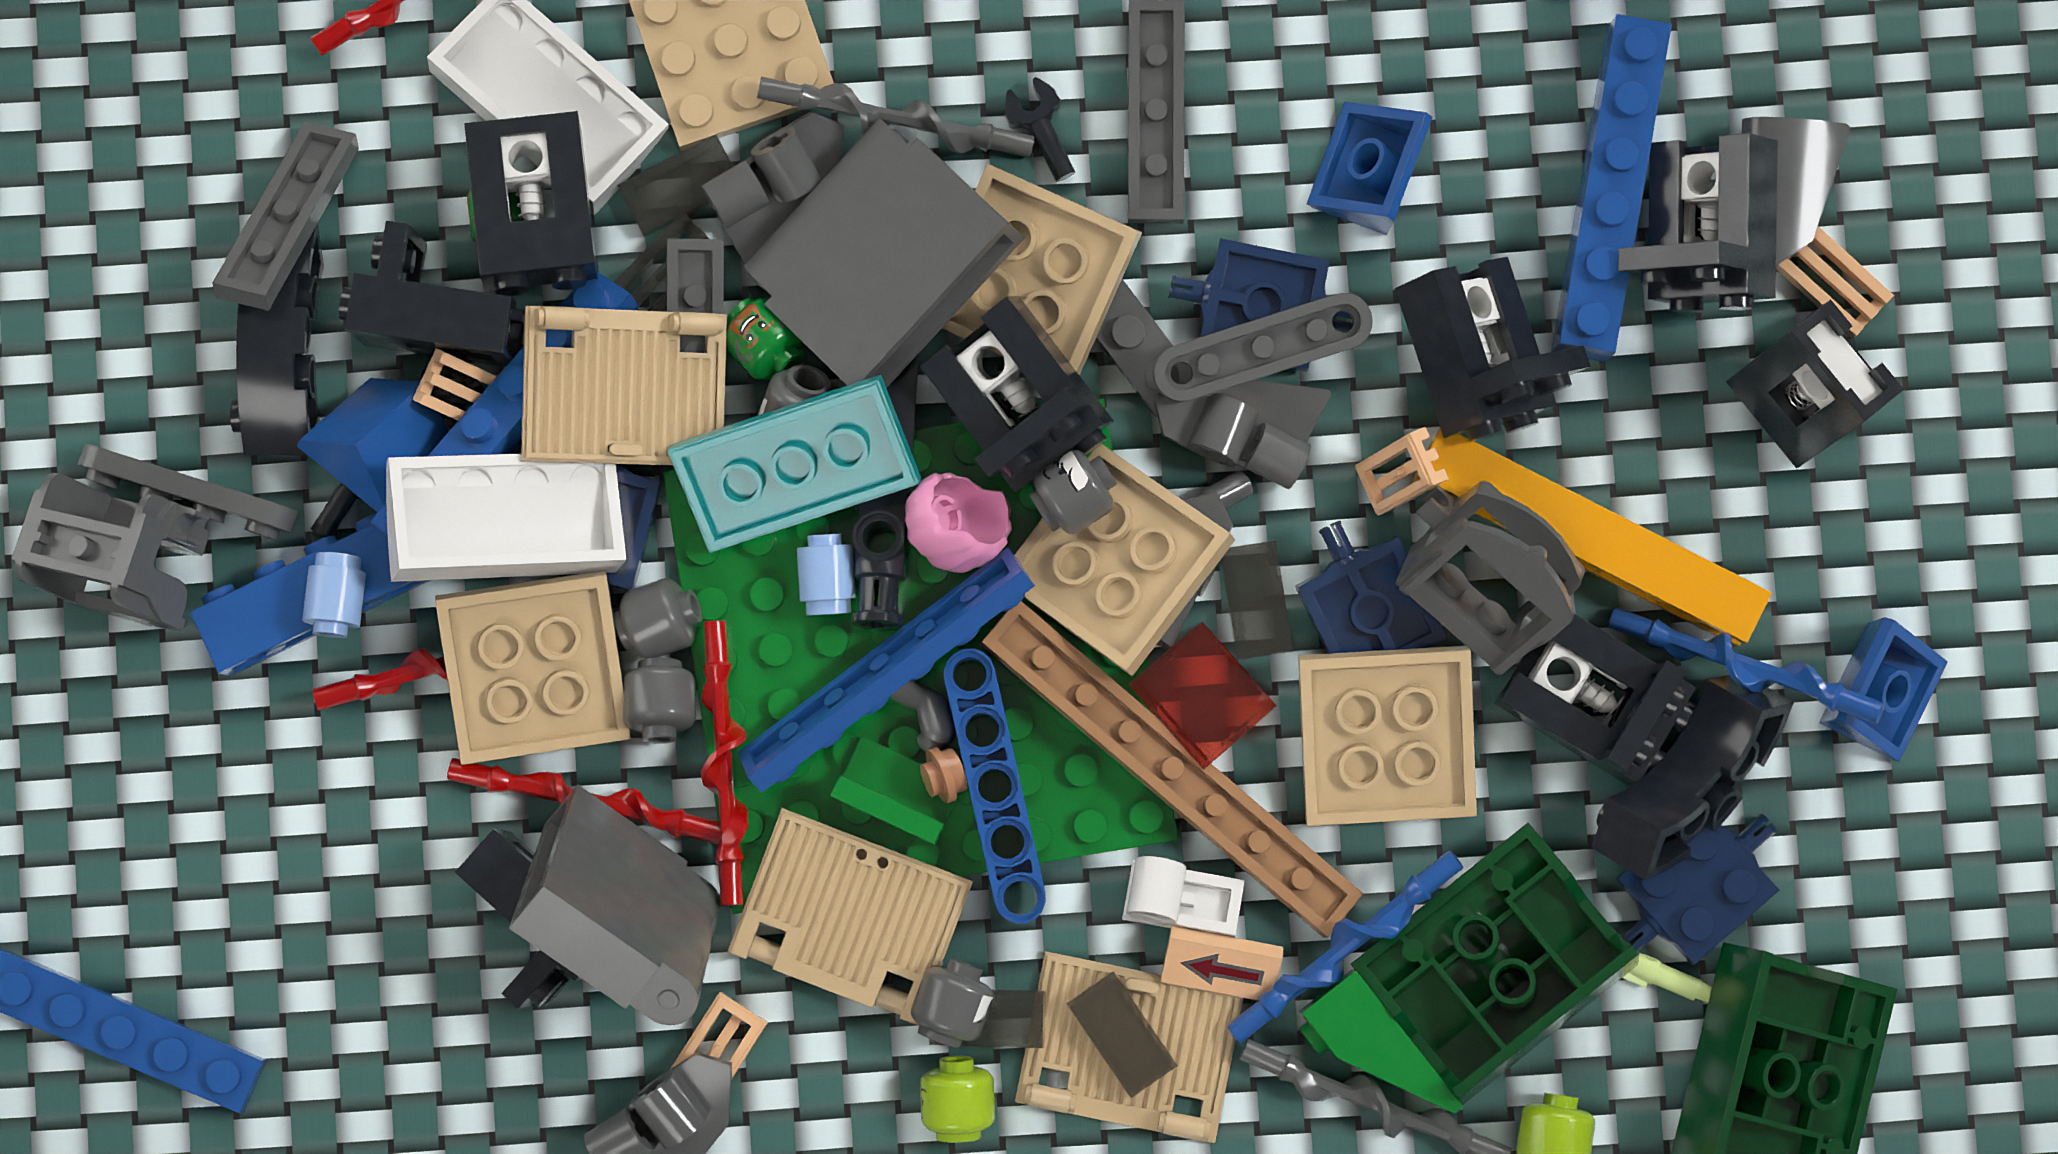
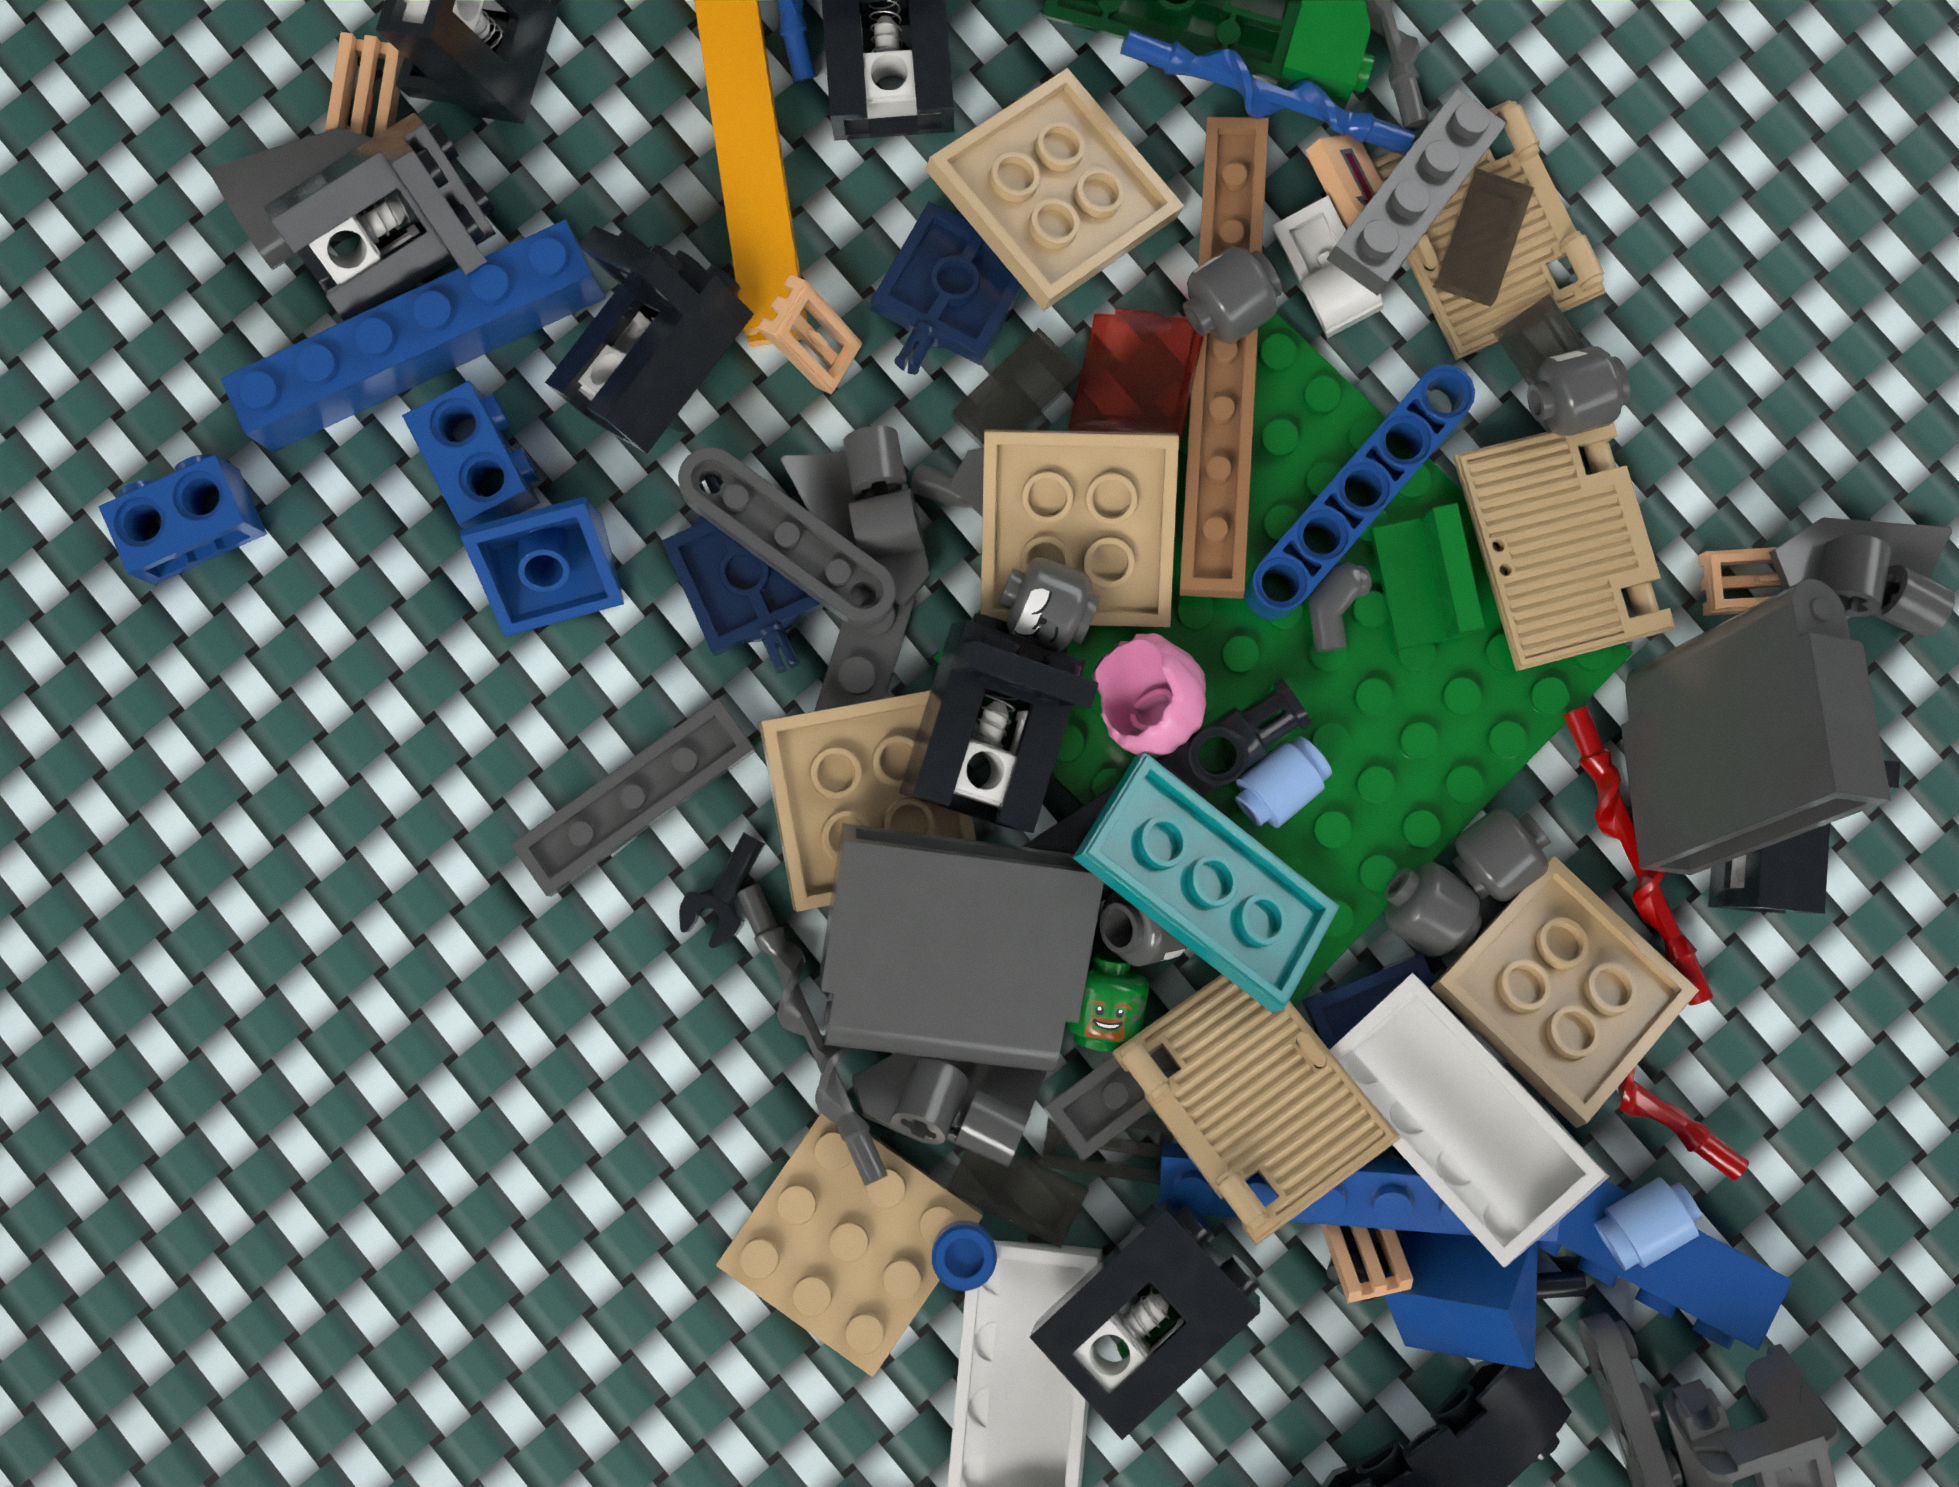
camera: 130 degrees left, 0 degrees up
(418, 317) = (1335, 1361): black brick -> none
(663, 111) = (964, 1255): none -> blue tile
(717, 770) = (1530, 750): red piece -> none
(885, 669) = (1332, 662): blue plate -> none
(943, 774) = (1384, 544): nougat plate -> none
(957, 1100) = (1650, 334): lime head -> none
(1188, 1000) = (1416, 192): none -> plate
(1204, 792) = (1232, 294): none -> dark grey head
(1490, 152) = (463, 465): none -> blue brick
(1523, 561) = (893, 152): dark grey animal -> none

